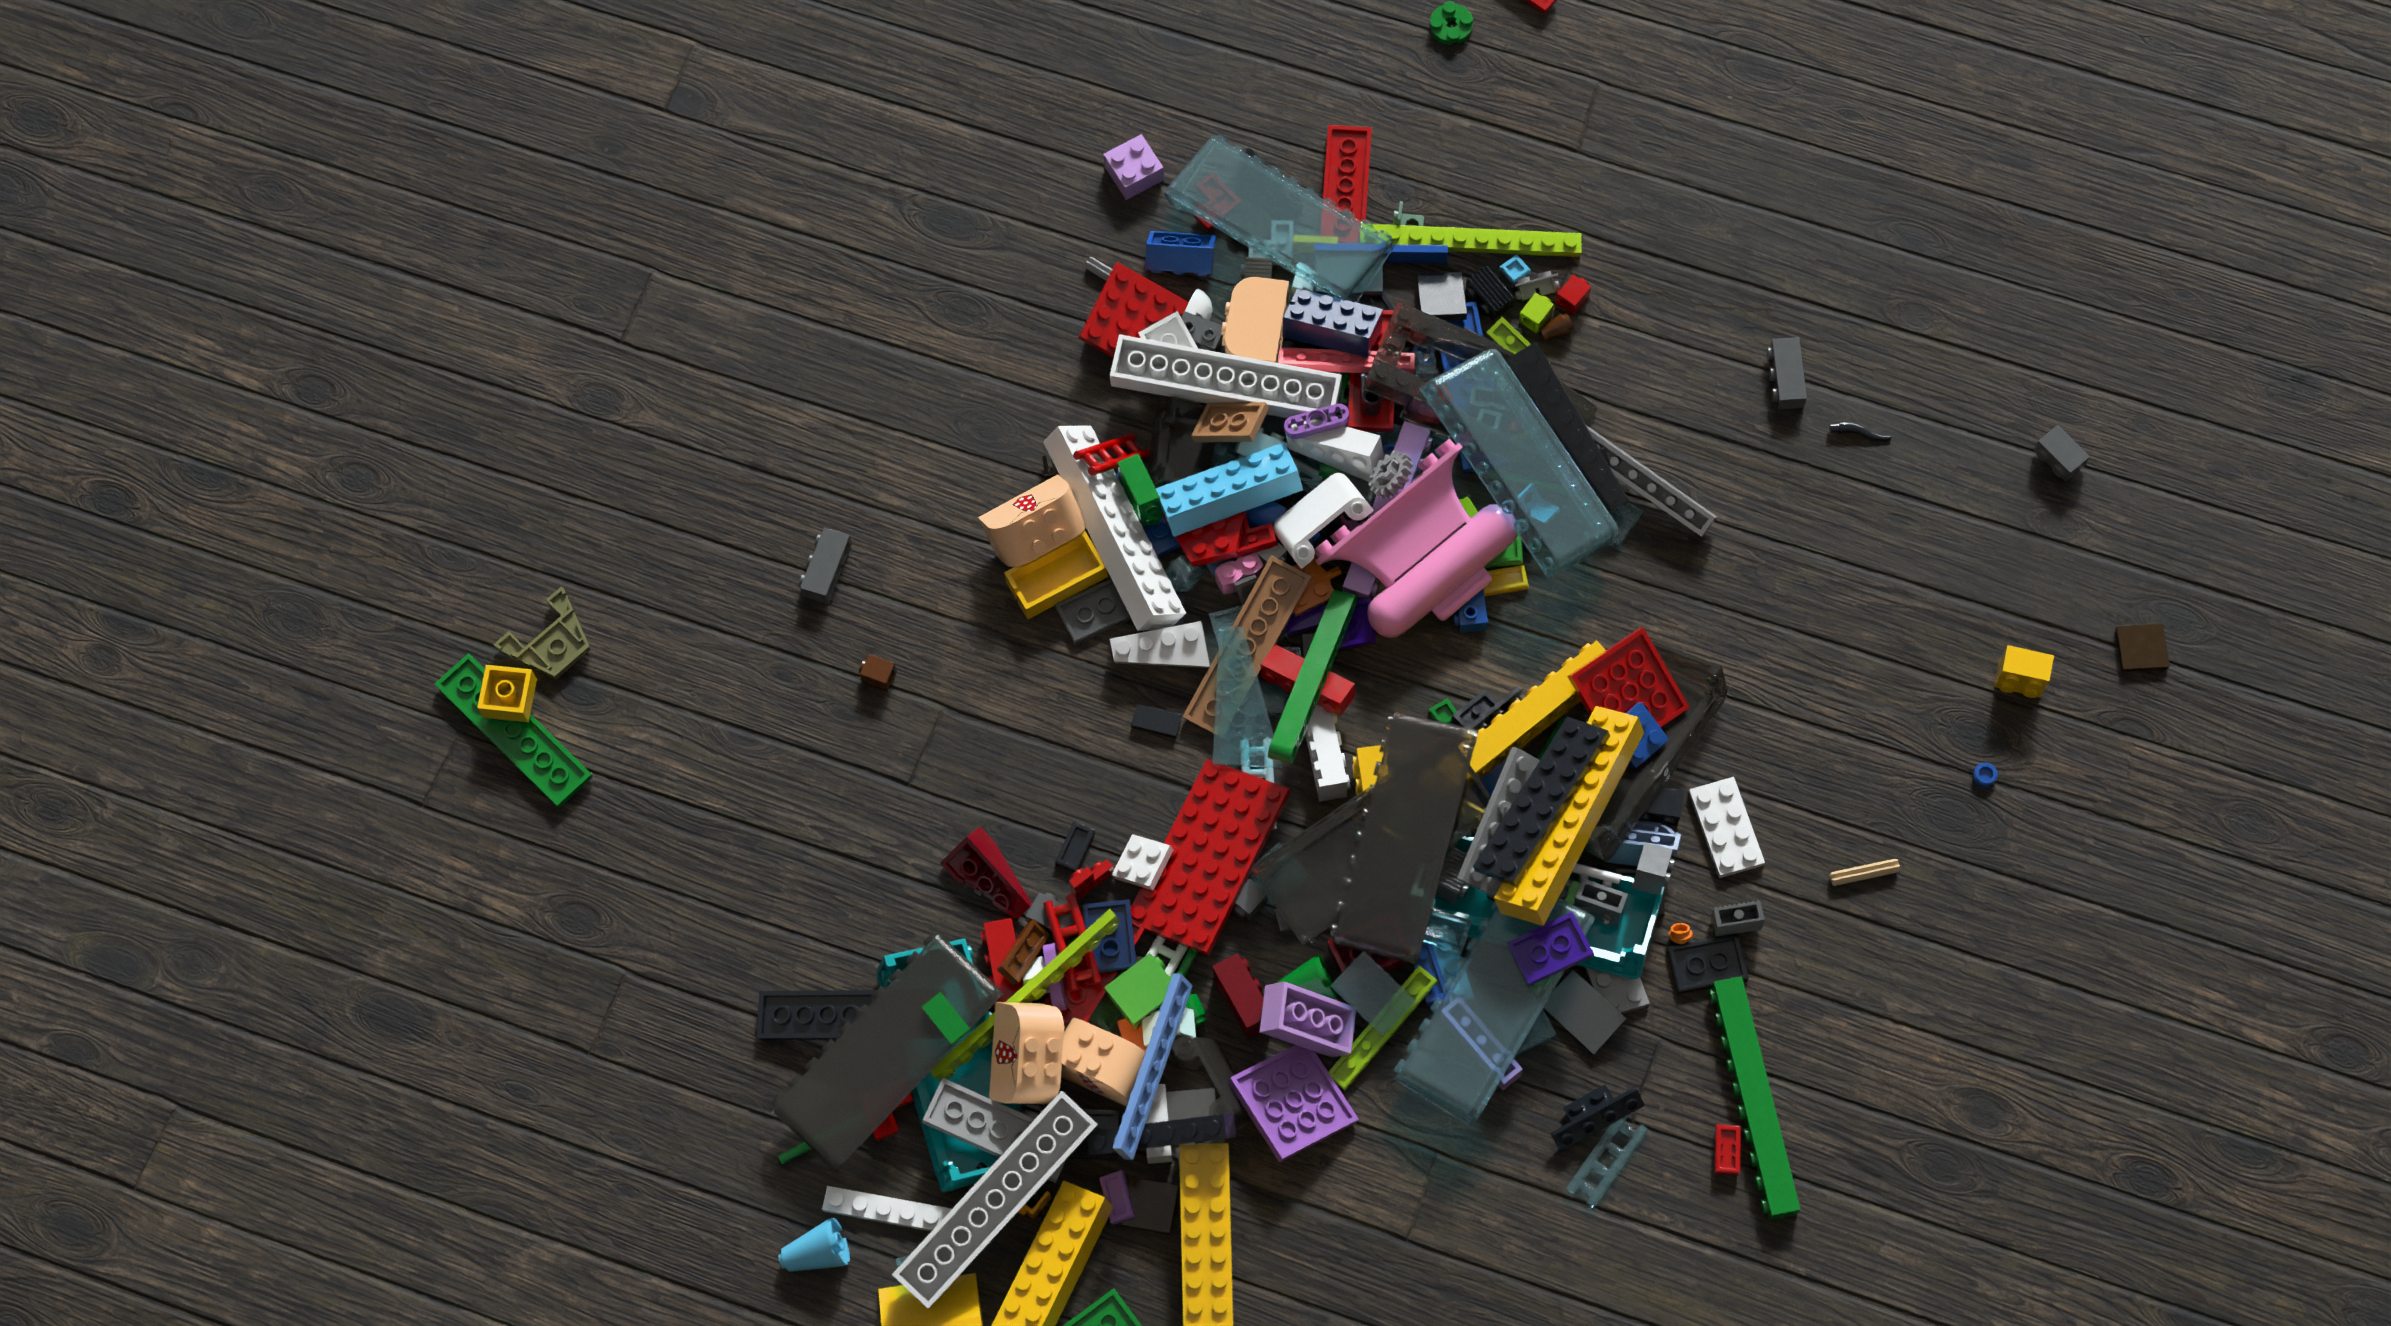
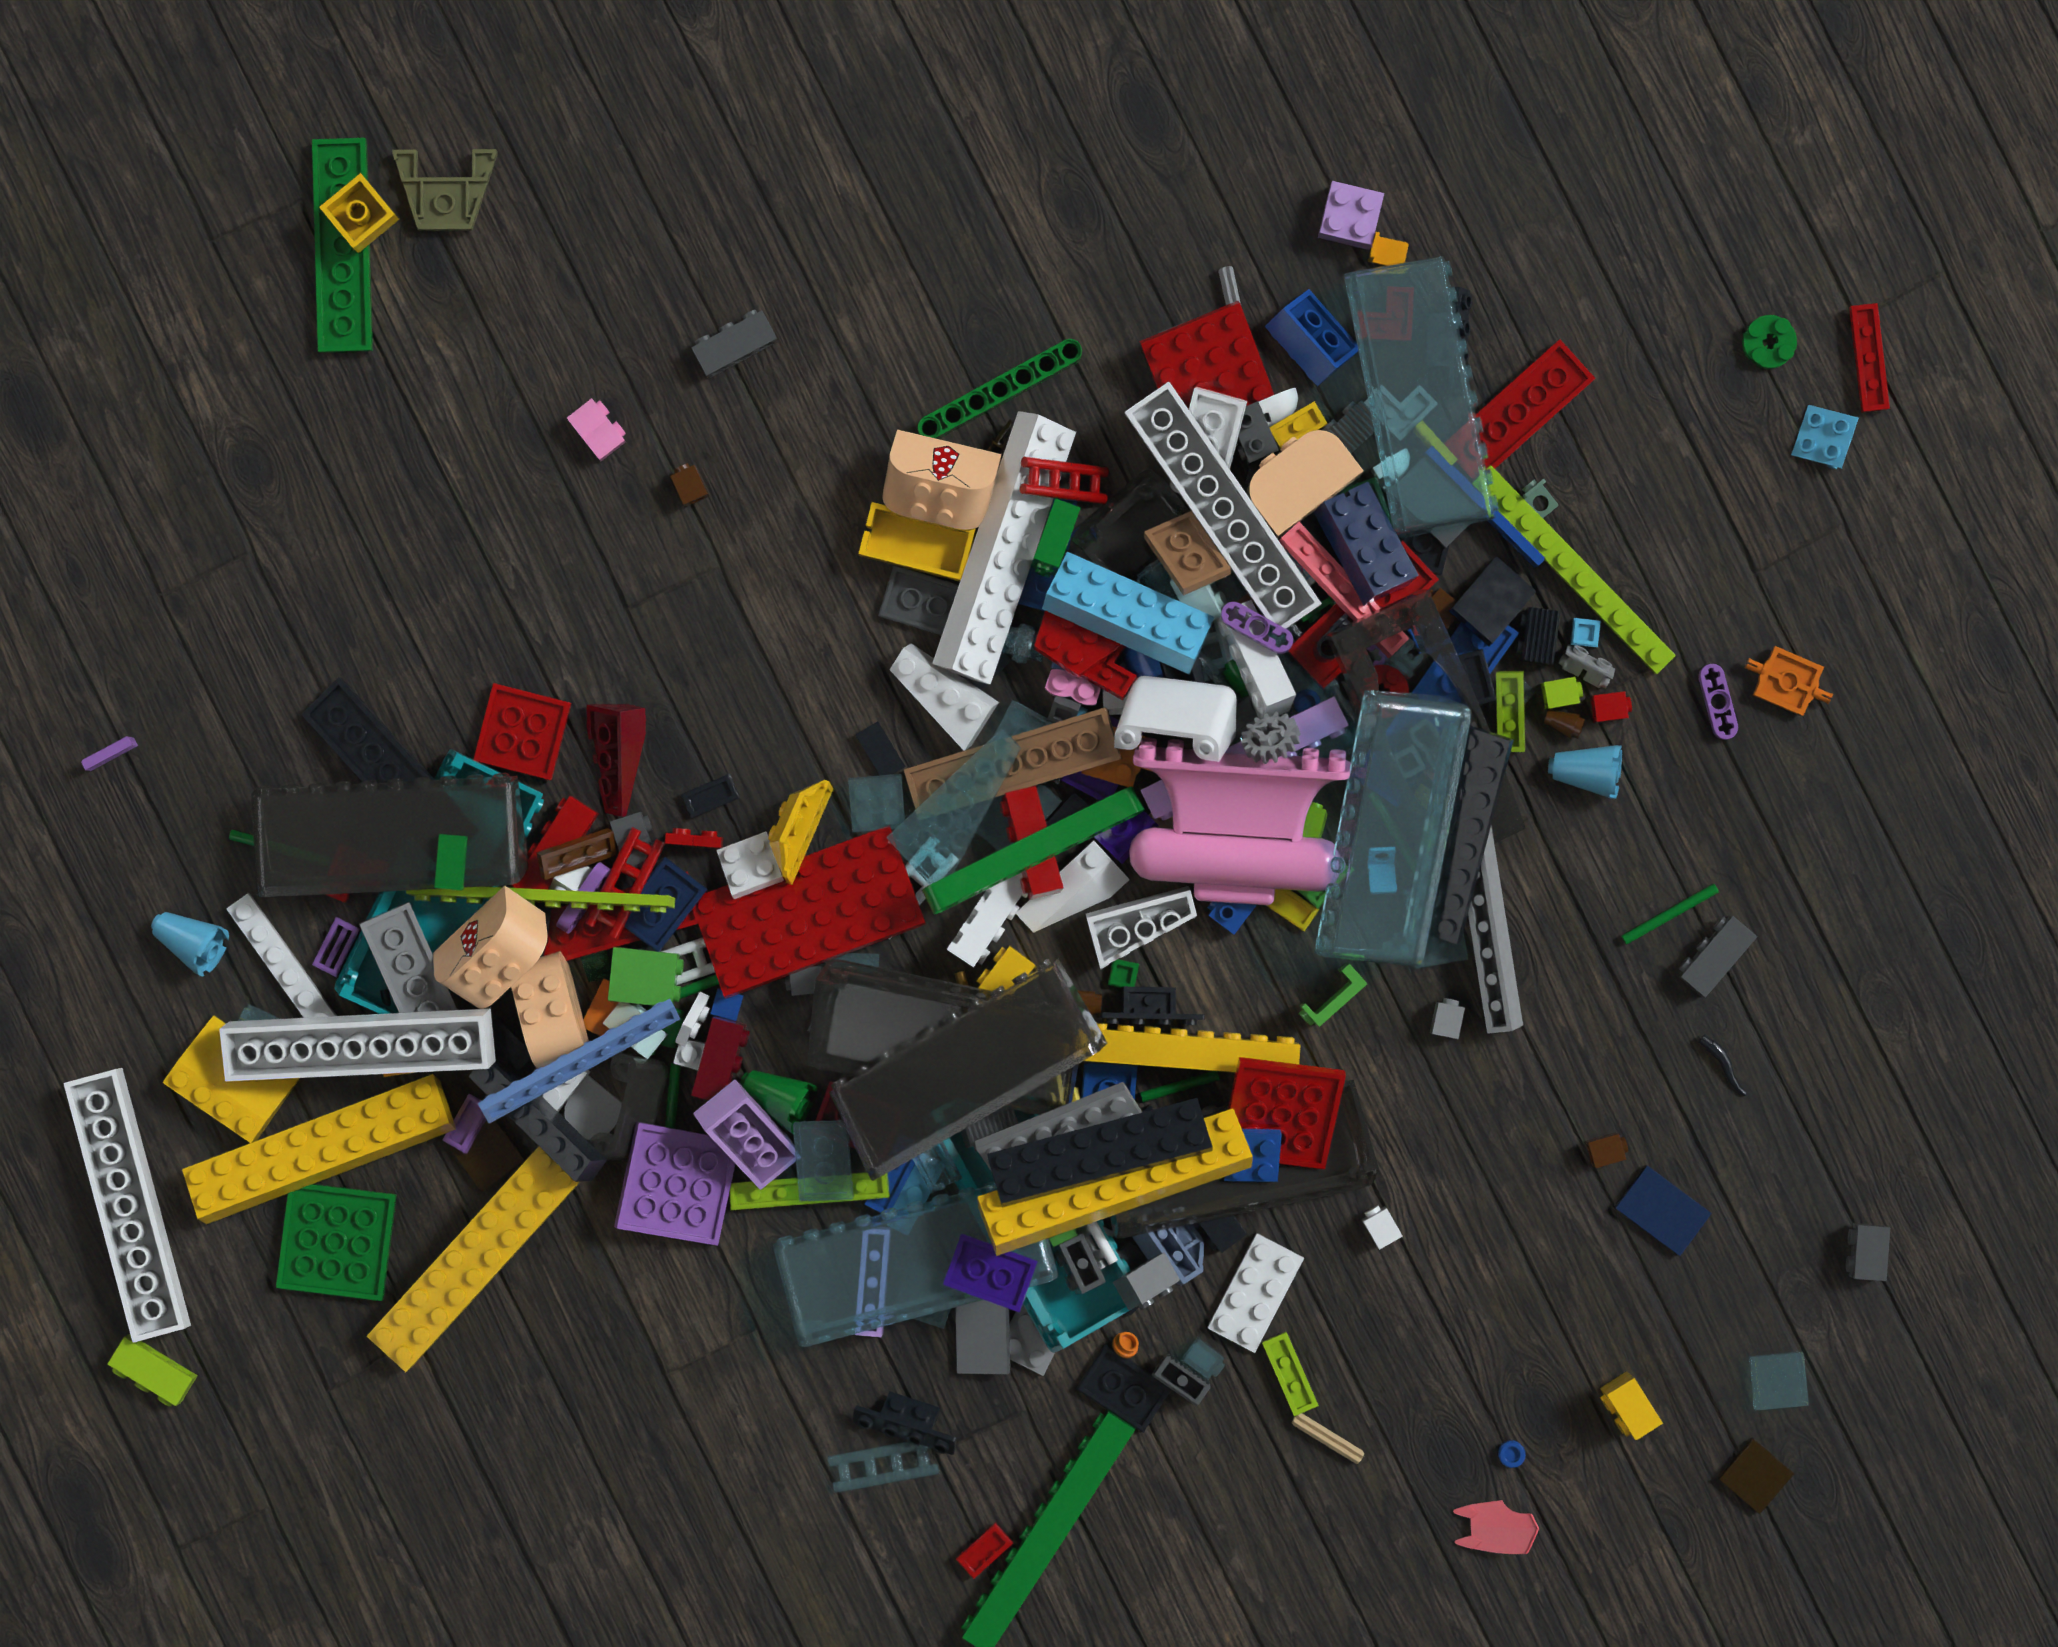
camera: 40 degrees right, 20 degrees up
(648, 1181) = (109, 753): none -> medium lavender tile
(785, 692) = (596, 429): none -> bright pink brick
(912, 913) = (522, 731): none -> red plate
(925, 1186) = (346, 927): none -> medium lavender tile
(1020, 436) = (1009, 380): none -> green beam
(1149, 809) = (797, 826): none -> yellow wedge
(1173, 167) = (1387, 251): none -> light orange bracket
(1184, 752) = (876, 802): none -> clear light blue plate
(1201, 986) = (690, 1025): none -> white plate
(1206, 962) = (726, 1008): none -> blue tile
(1217, 311) = (1298, 424): none -> yellow plate
(1220, 1013) = (690, 1054): none -> white brick
(1231, 1050) = (673, 1092): none -> green bar
(1370, 673) = (1086, 882): none -> white wedge
(1418, 678) = (1138, 922): none -> white wedge
(1538, 43) = (1825, 436): none -> medium azure hinge
(1586, 581) = (1340, 998): none -> bright green panel
(1599, 337) = (1589, 769): none -> medium azure cone
(1634, 245) = (1731, 718): none -> medium lavender beam
(1661, 188) = (1788, 681): none -> orange plate
(1668, 555) = (1447, 1018): none -> light grey brick
(1734, 378) = (1670, 913): none -> green bar
(1737, 892) = (1204, 1358): none -> clear light blue brick
(1760, 712) = (1381, 1226): none -> white brick
(1799, 854) = (1290, 1373): none -> lime plate
(1844, 541) = (1607, 1149): none -> reddish brown brick
(1916, 546) = (1663, 1210): none -> dark blue tile
(2026, 823) = (1498, 1528): none -> coral shield
(2093, 579) = (1778, 1380): none -> clear light blue tile

